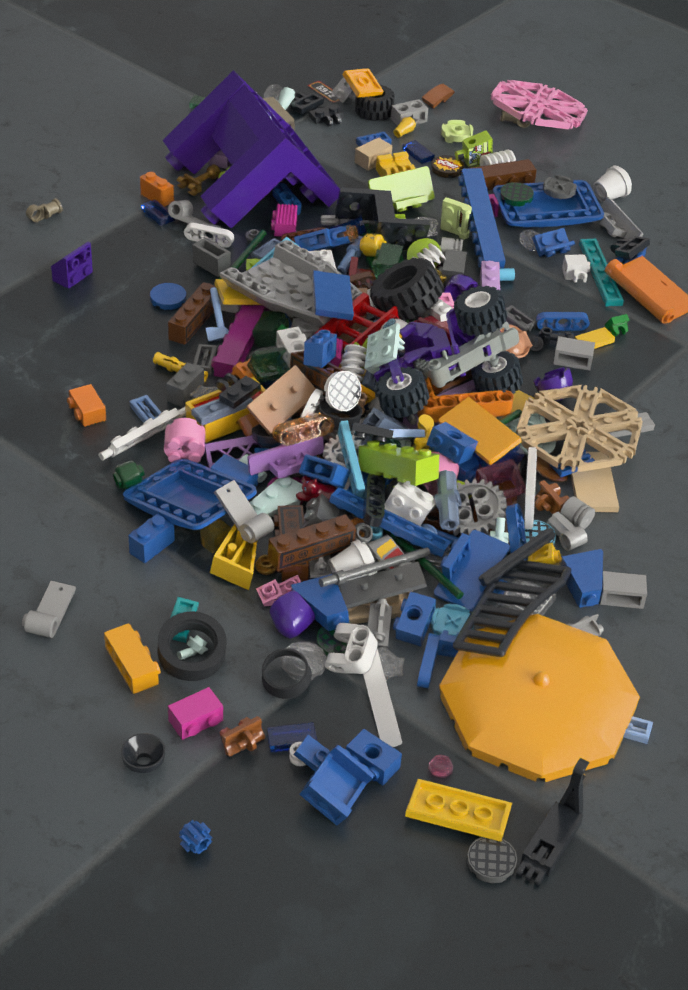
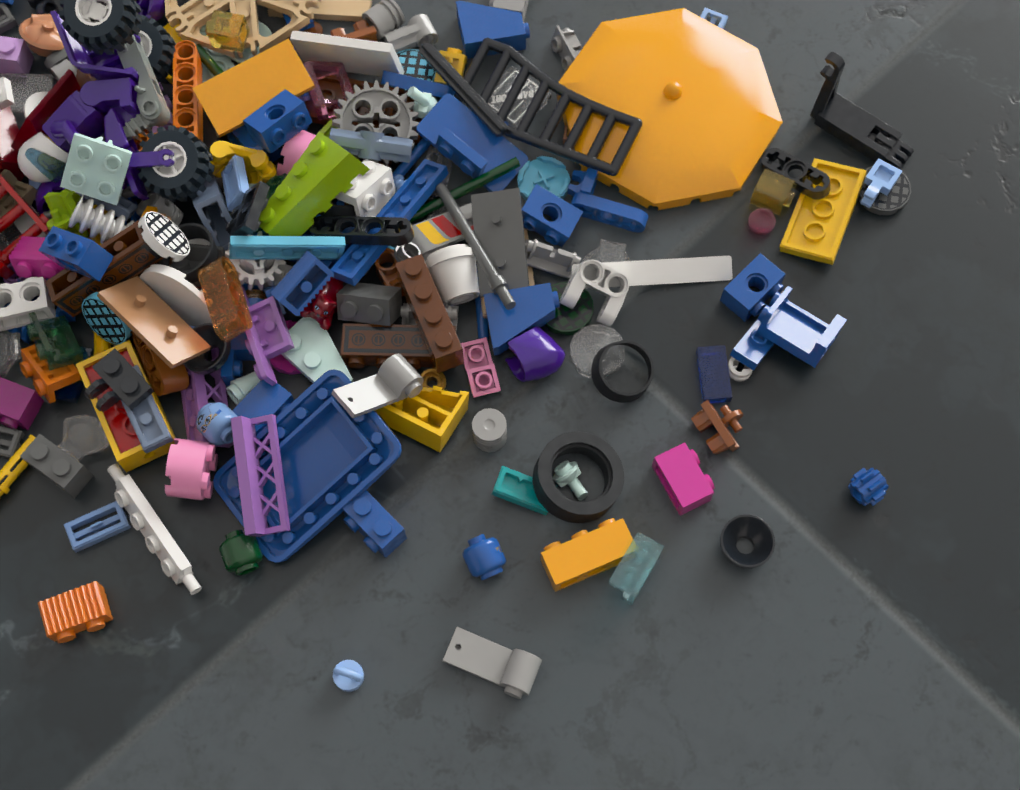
camera: 80 degrees left, 25 degrees up
(43, 537) = (348, 675): none -> light blue tile
(118, 683) = (636, 566): none -> clear light blue bracket
(127, 598) = (484, 557): none -> blue head
(181, 468) = (249, 475): none -> medium lavender fence
(216, 446) = (215, 423): none -> medium blue head
(227, 595) = (489, 430): none -> light grey piece
(469, 770) = (773, 192): none -> clear yellow brick
(489, 793) = (801, 183): none -> black beam
(493, 846) = (879, 179): none -> light blue plate
(529, 417) = (227, 30): none -> clear yellow brick

